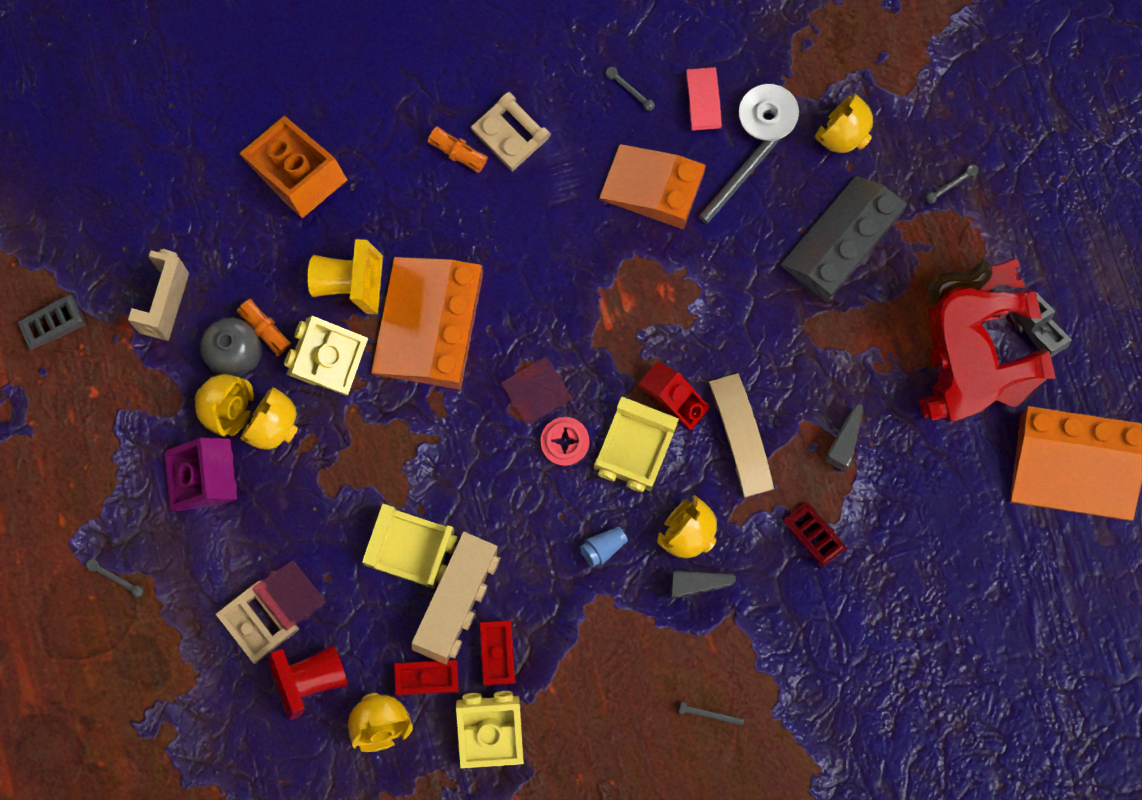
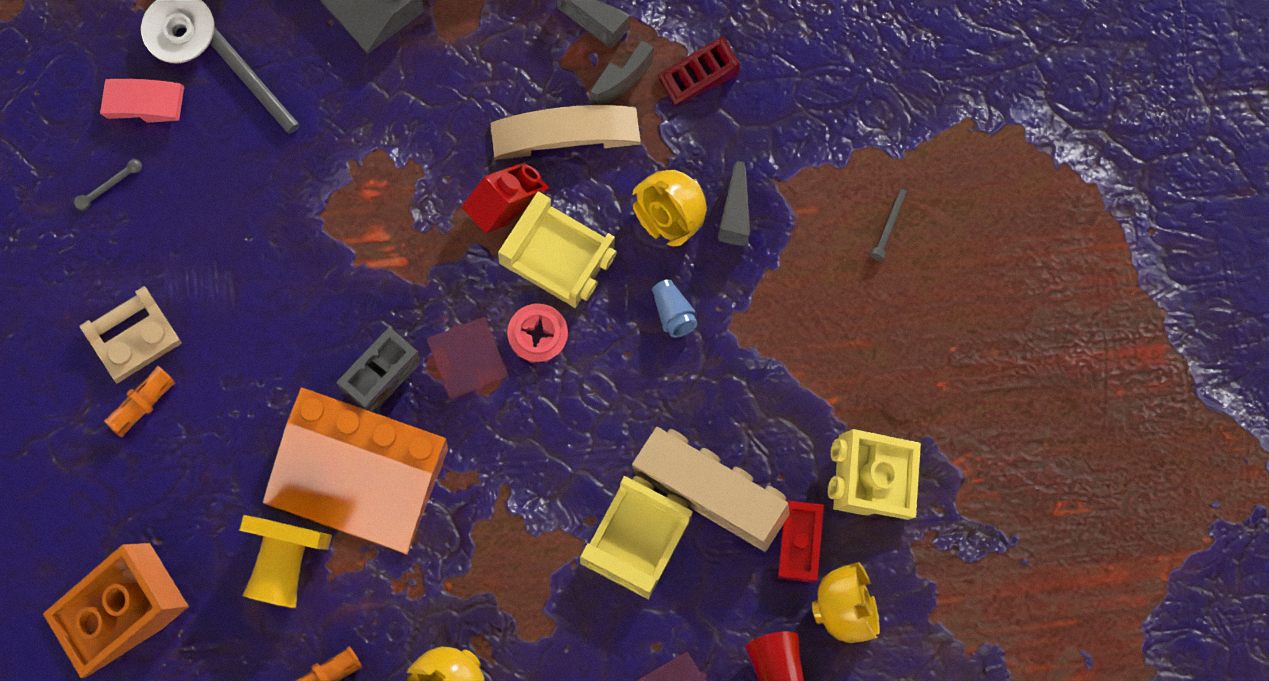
camera: 85 degrees left, 5 degrees down
(325, 355) = (374, 604): light yellow plate -> none
(497, 653) = (783, 452): red plate -> none
(506, 322) = (379, 371): none -> dark grey brick
(653, 184) = (237, 174): orange slope -> none
(789, 466) = (617, 81): none -> dark grey slope

